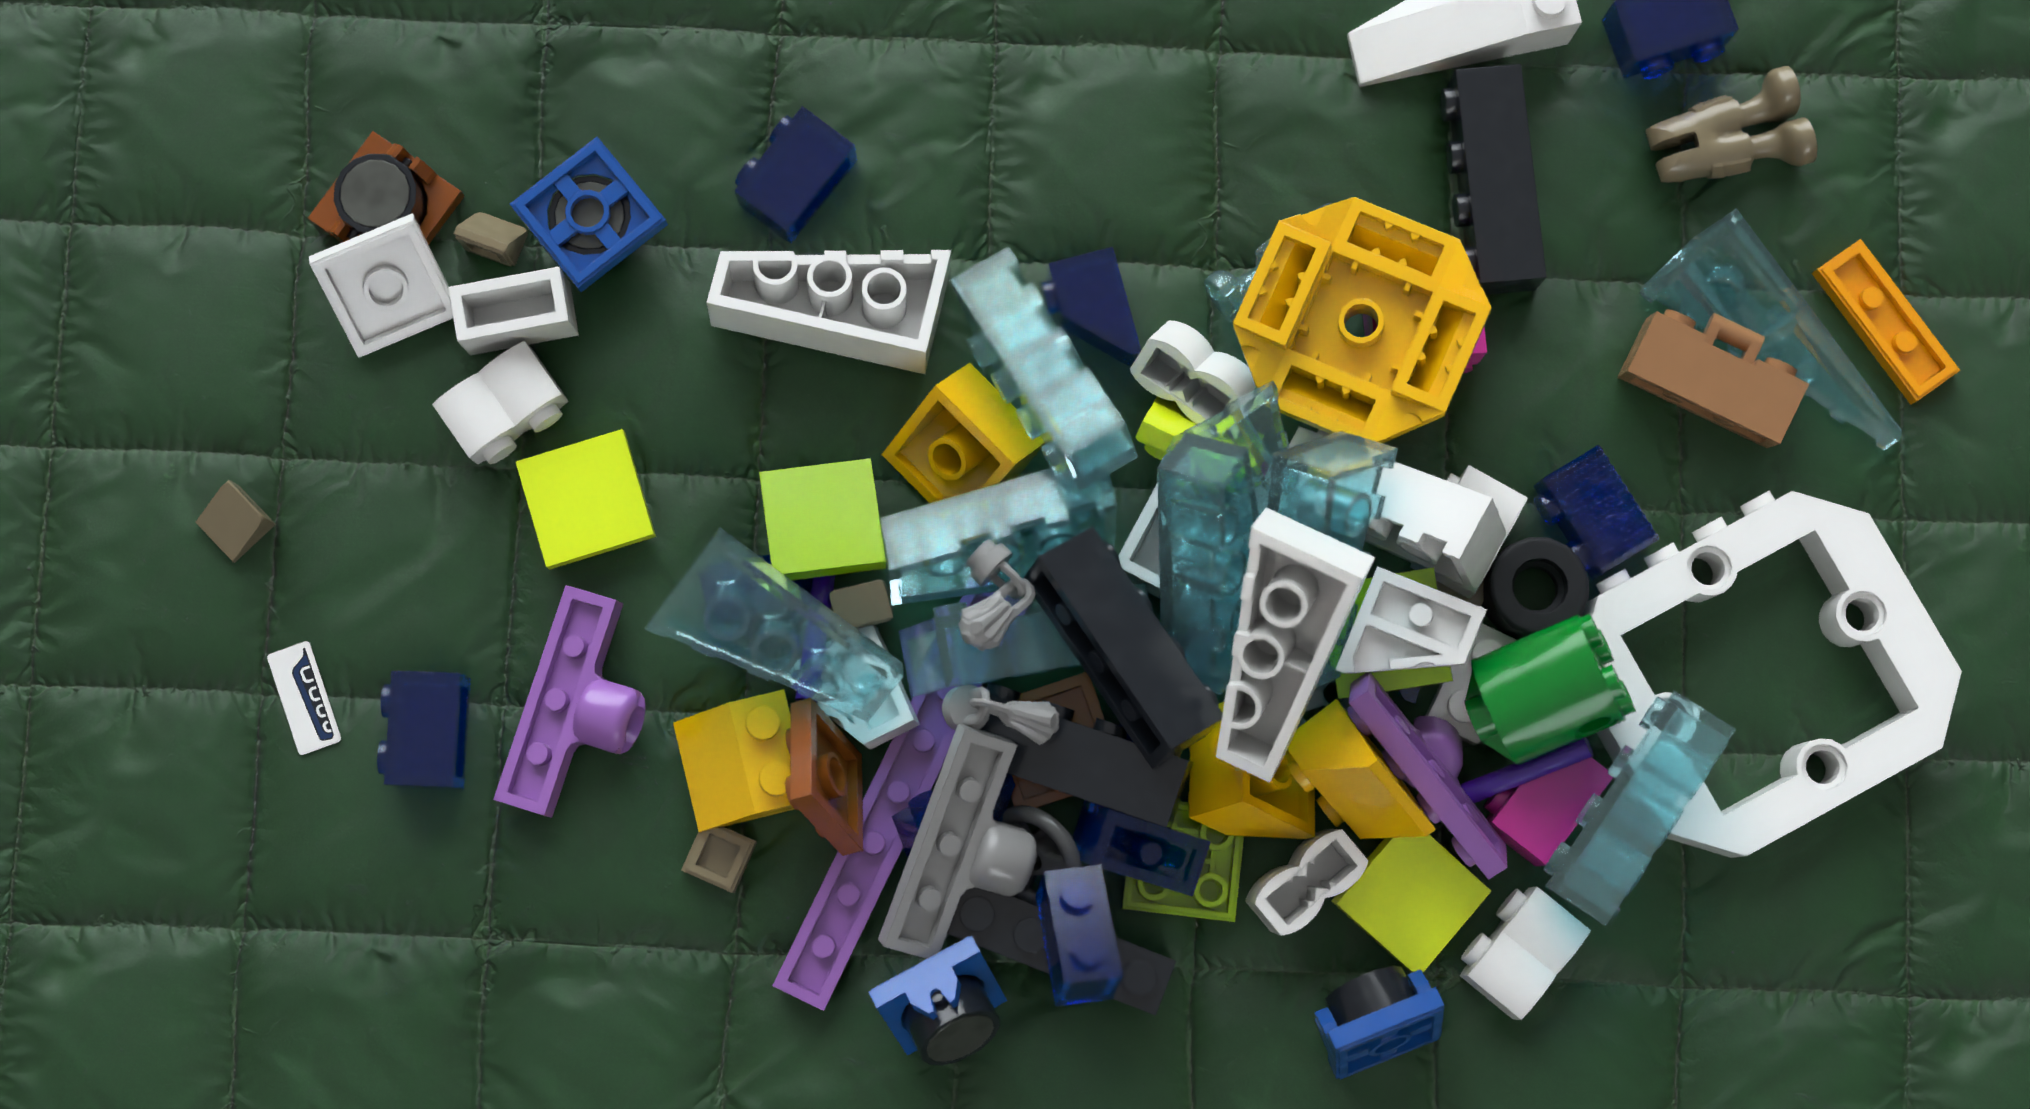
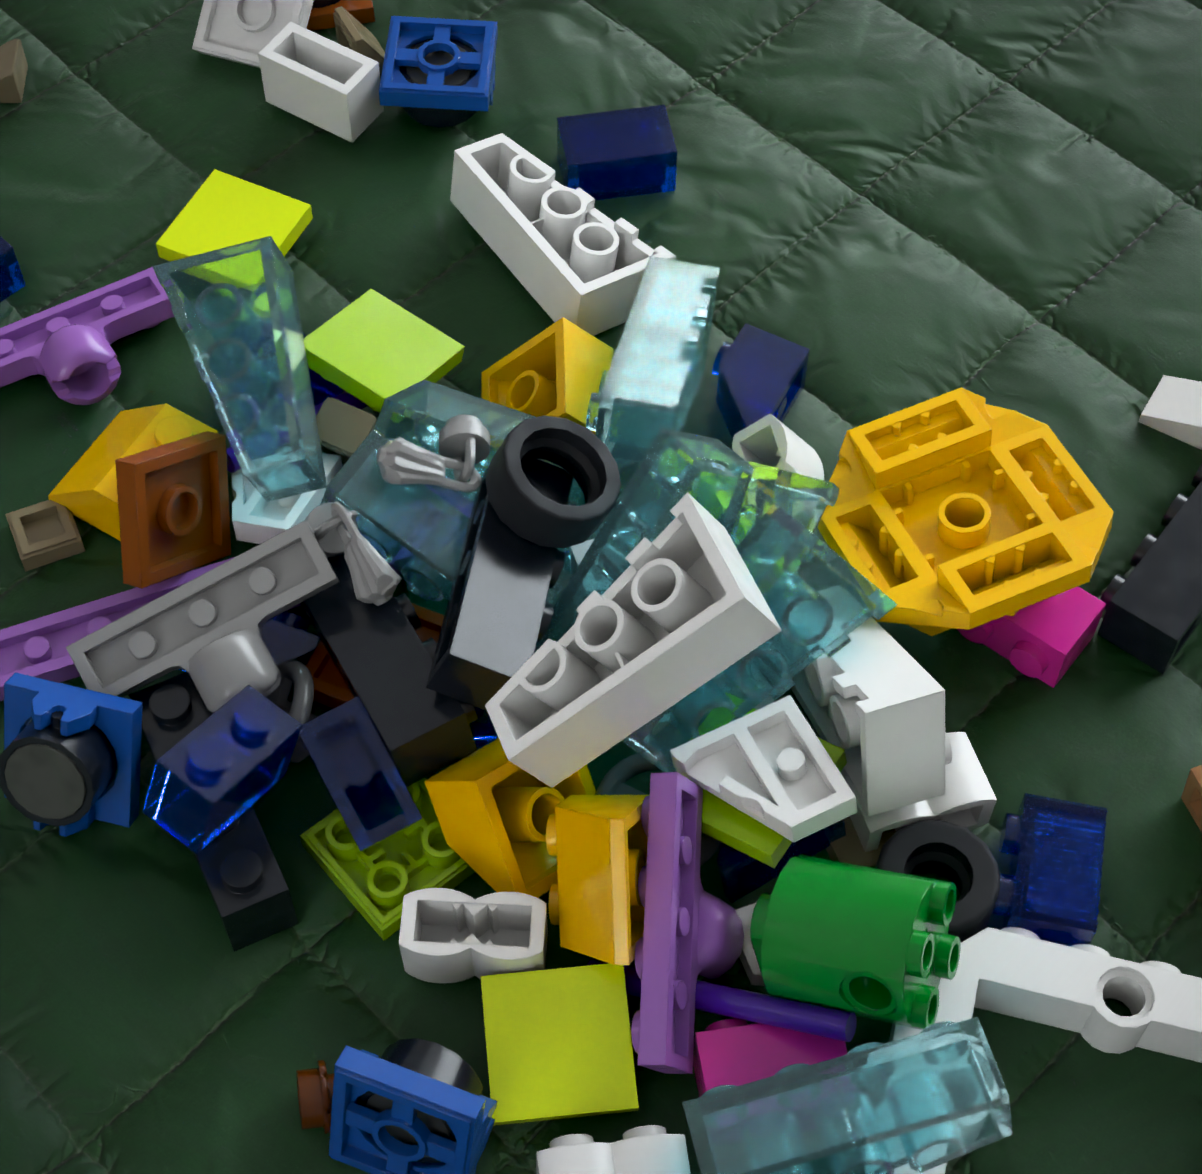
camera: 45 degrees right, 25 degrees down
(501, 404) = (249, 133): white brick -> none
(1128, 527) = (575, 451): none -> black tyre
(1302, 1054) = (315, 1097): none -> reddish brown plate

